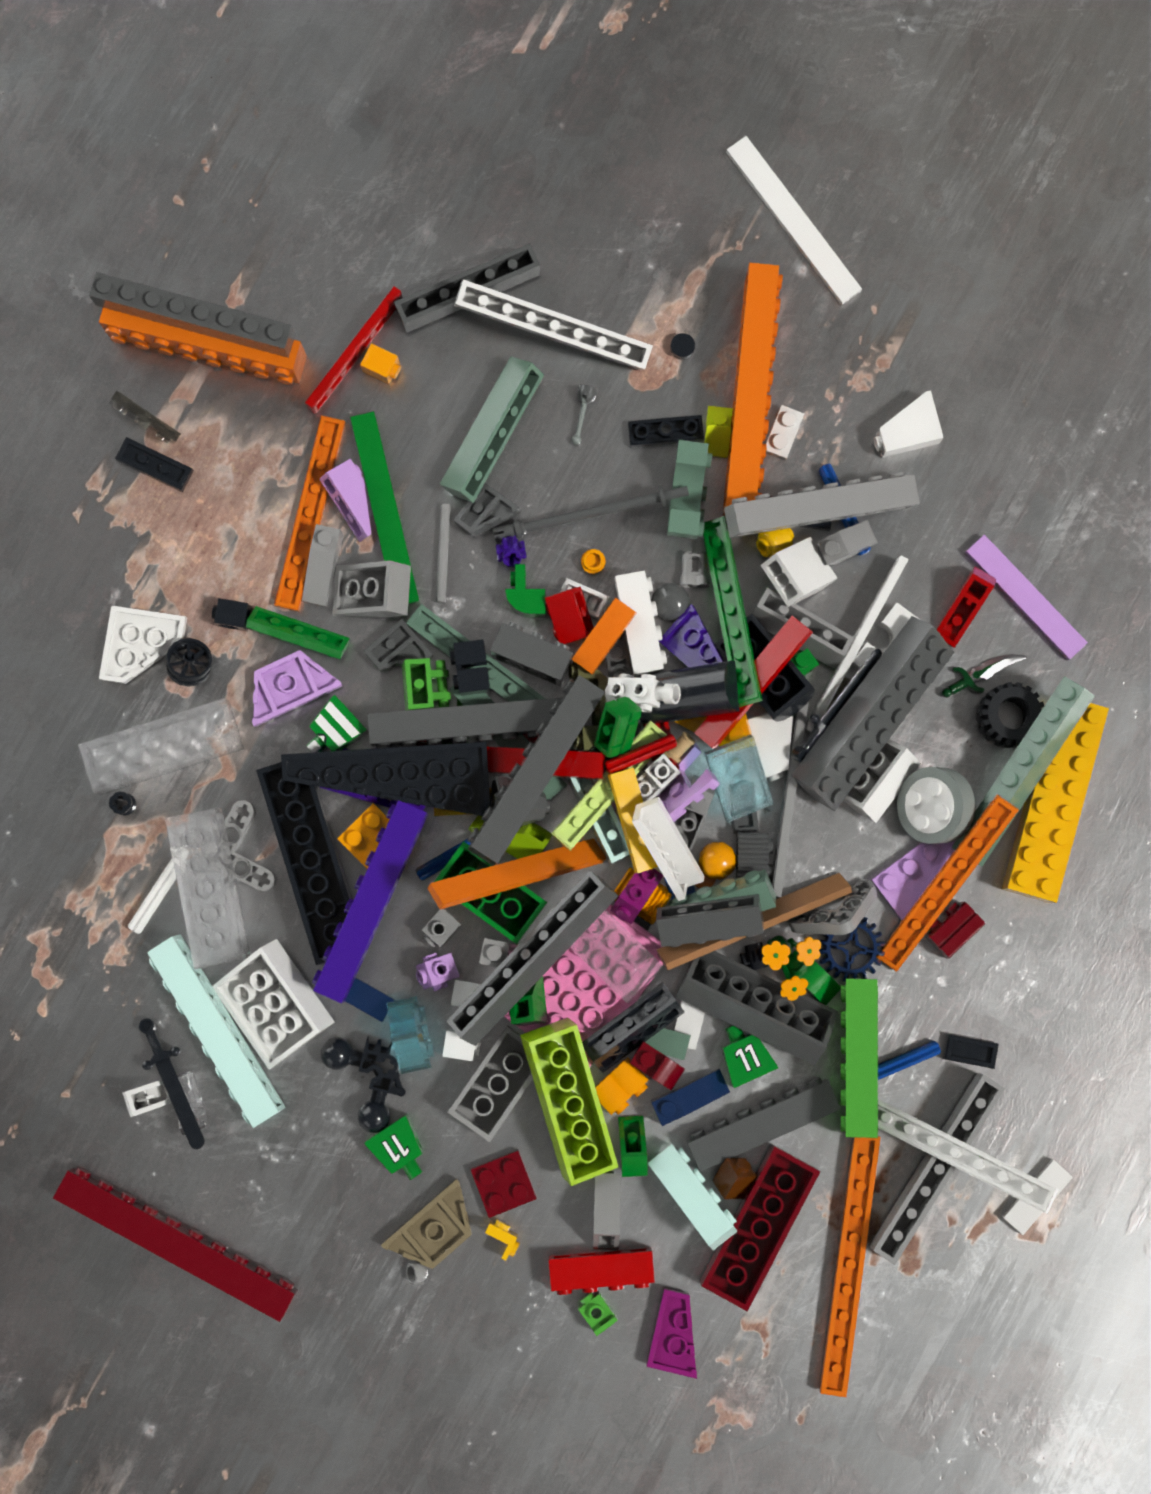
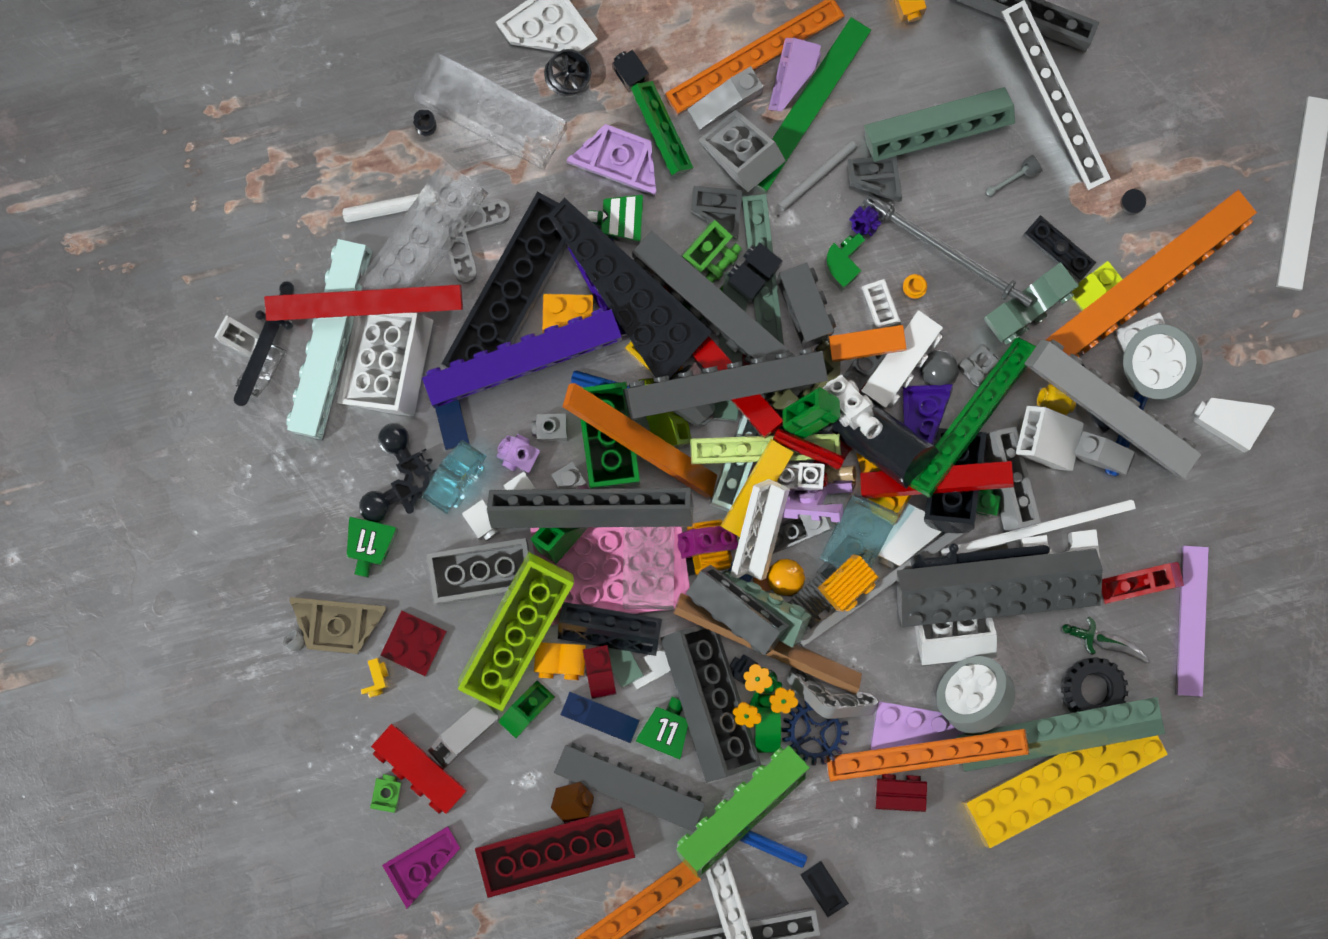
camera: 45 degrees right, 0 degrees up
(175, 1243) = (156, 453): dark red brick -> none
(213, 979) = (363, 302): none -> red tile
(569, 615) = (859, 305): red brick -> none
(692, 1196) = (531, 784): light aqua brick -> none
(767, 819) = (848, 583): none -> light orange brick
(822, 437) = (1162, 362): none -> wheel

